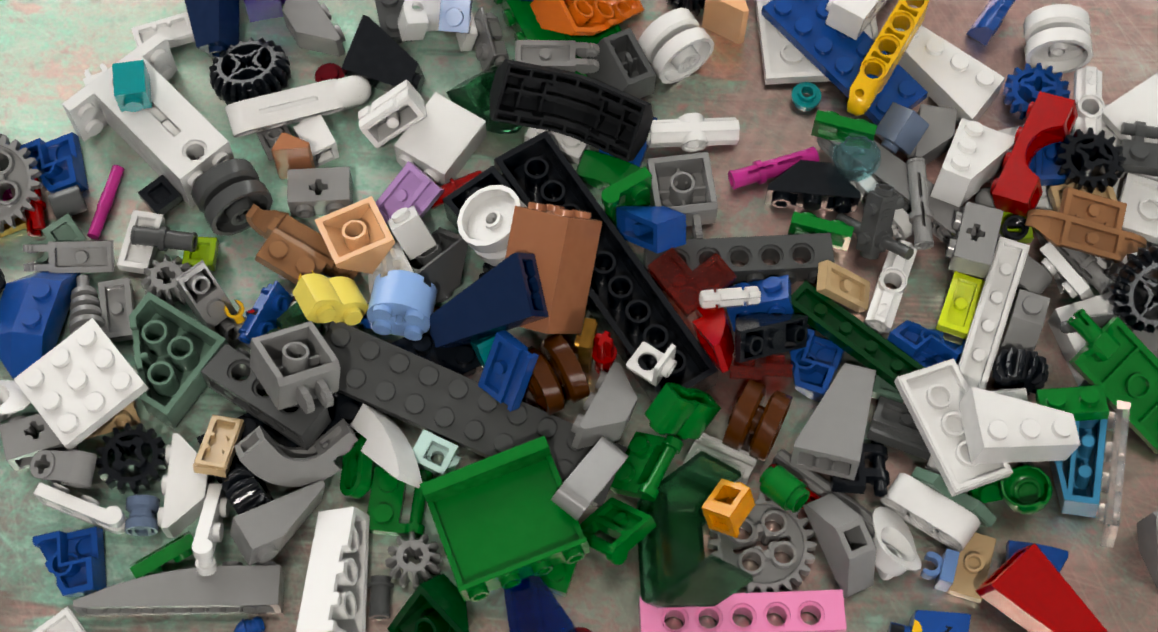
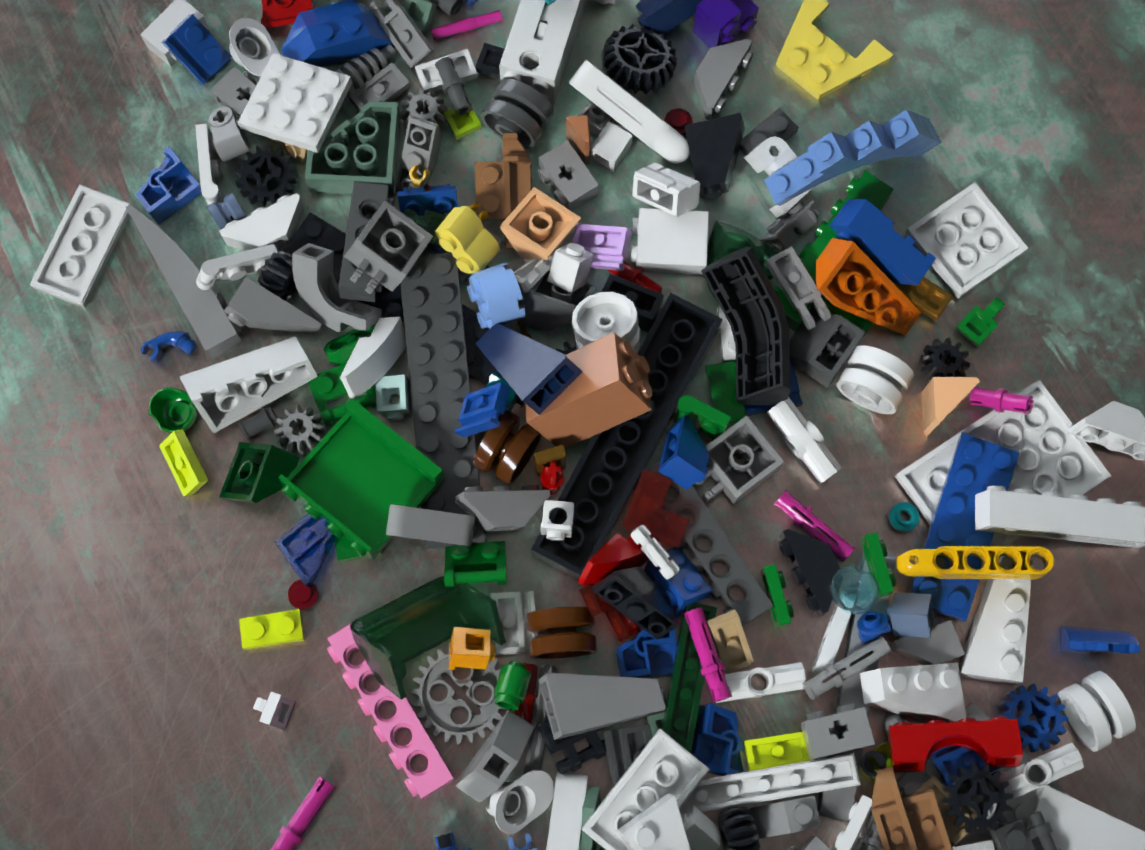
camera: 60 degrees right, 10 degrees up
(176, 549) = (195, 242): green plate -> none
(218, 446) = (298, 232): tan plate -> none
(621, 522) = (413, 573): green plate -> none
(681, 411) = (531, 567): green brick -> none
(852, 307) = (709, 660): none -> dark pink pin
(875, 231) = (804, 640): dark grey piece -> none
(894, 163) = (872, 626): none -> blue plate

